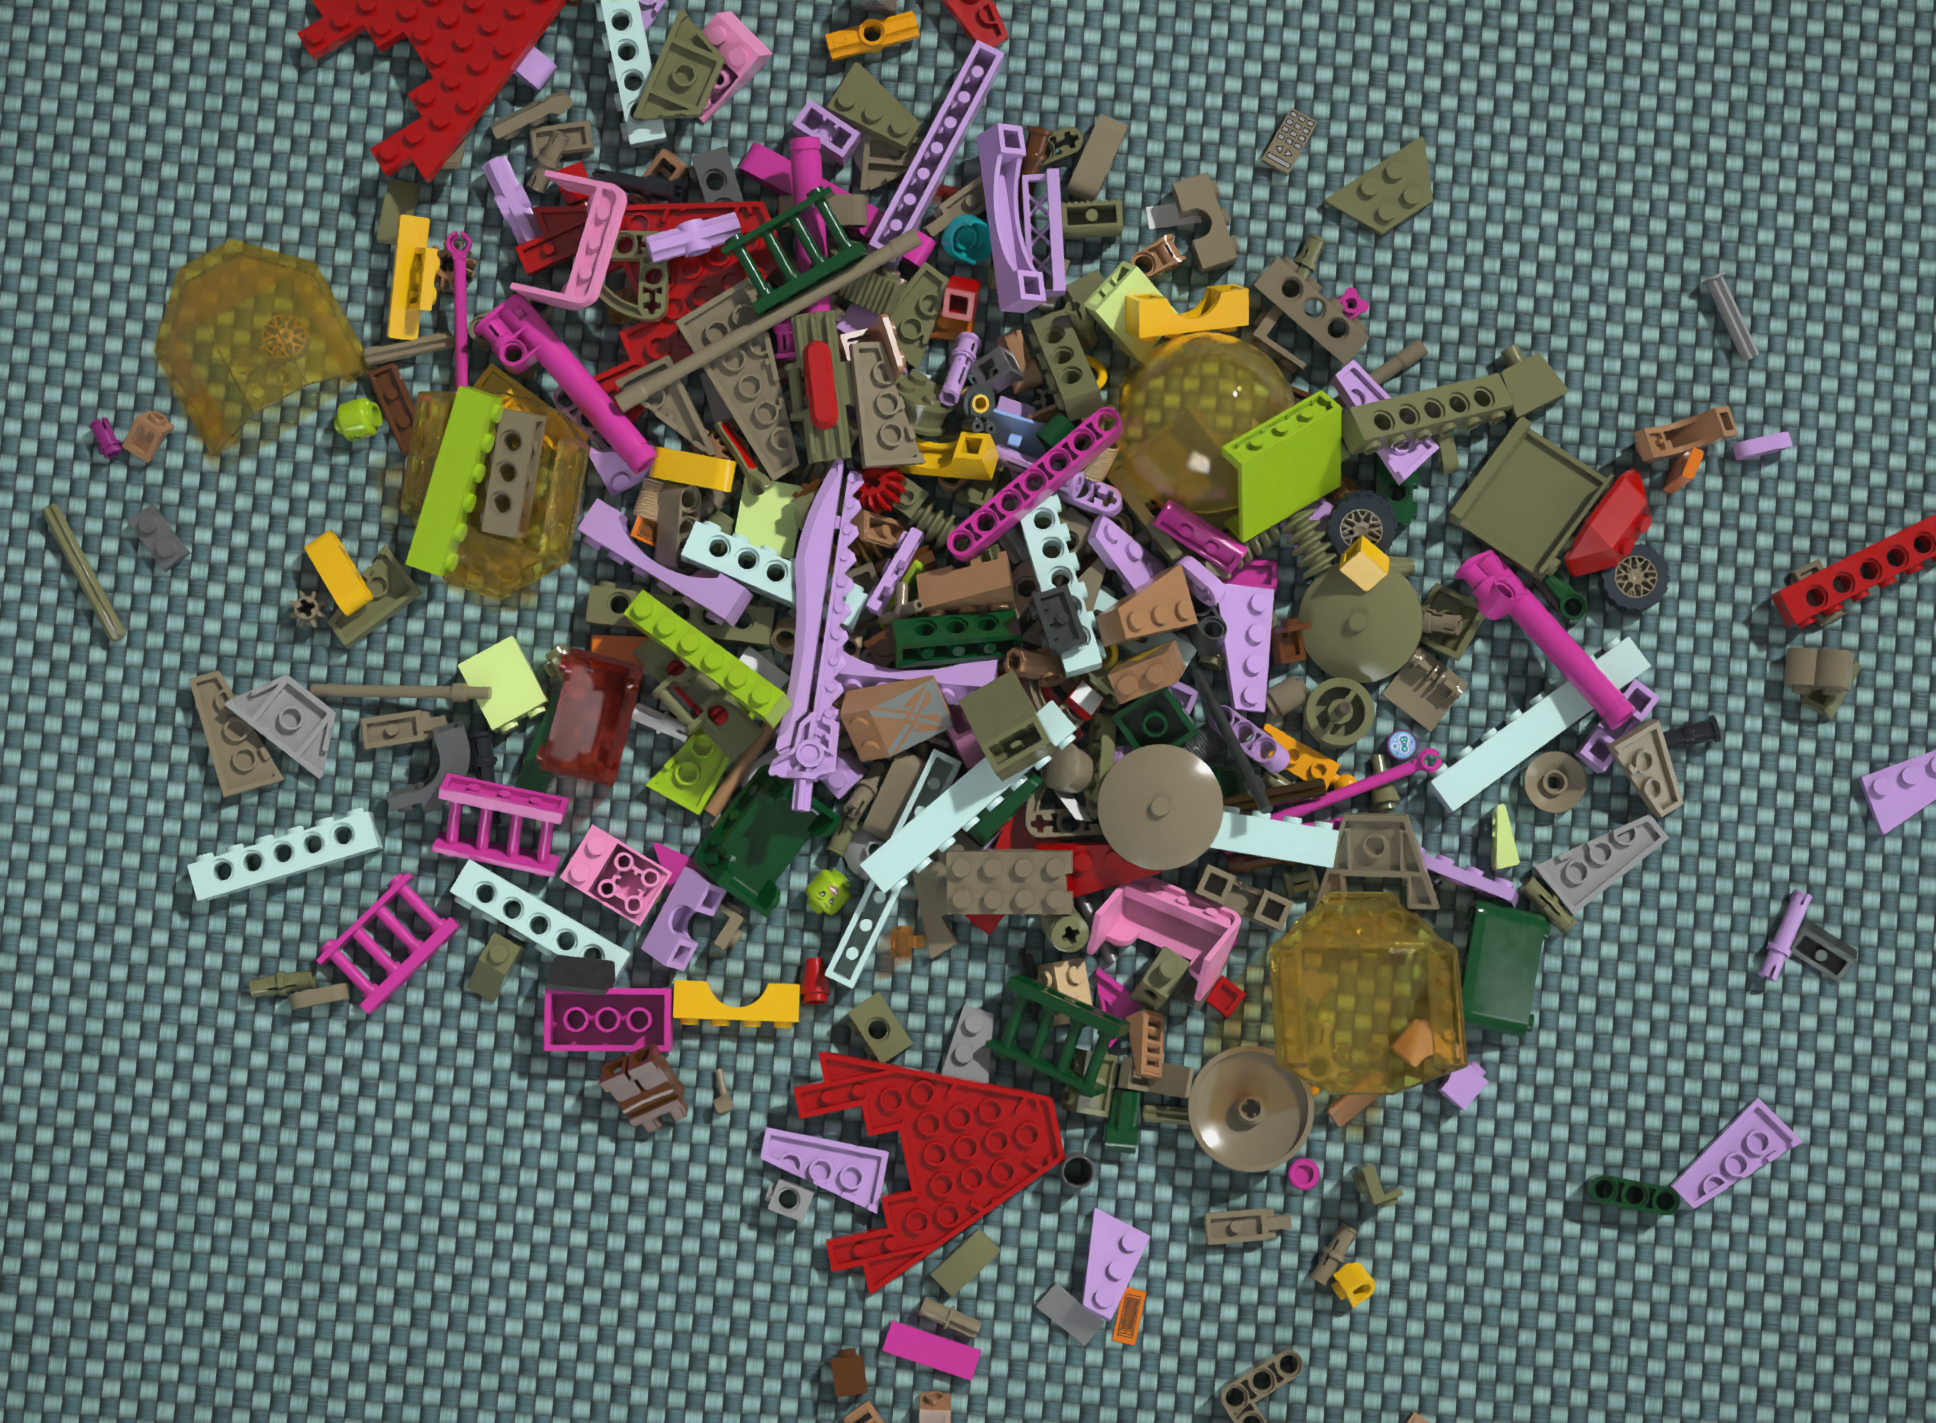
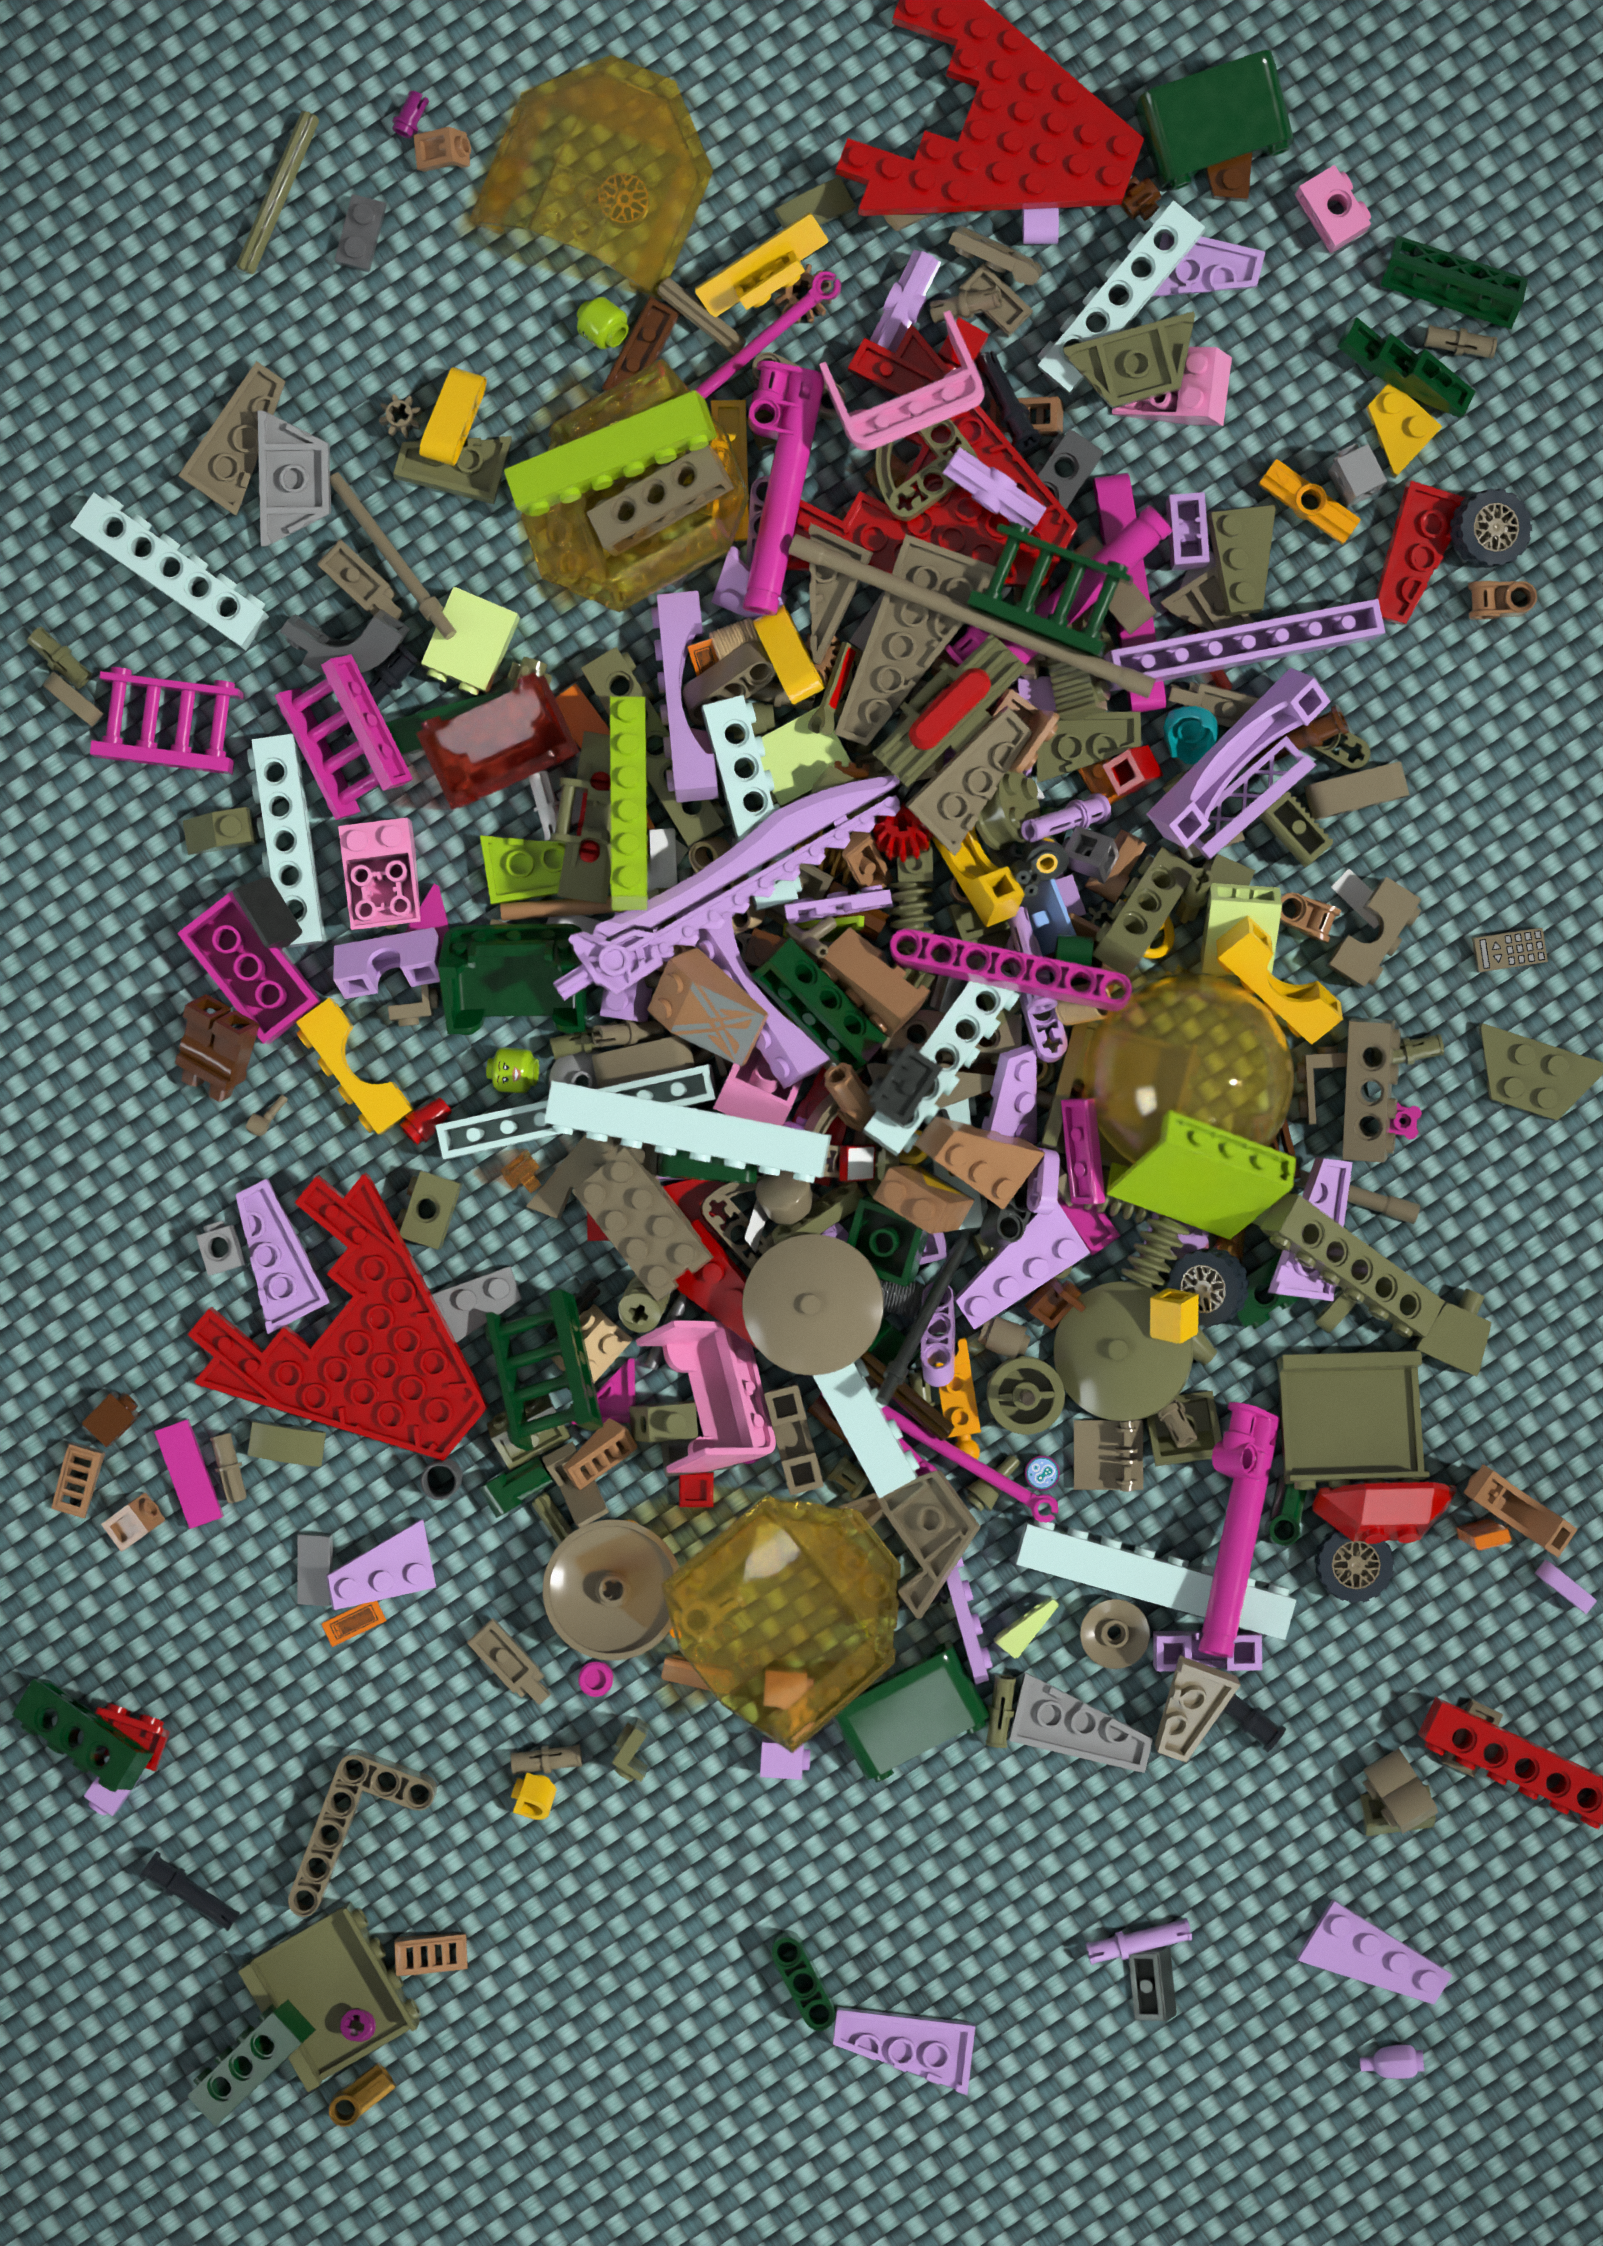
camera: 60 degrees right, 5 degrees up
(1007, 726) = (773, 1114): olive slope -> none

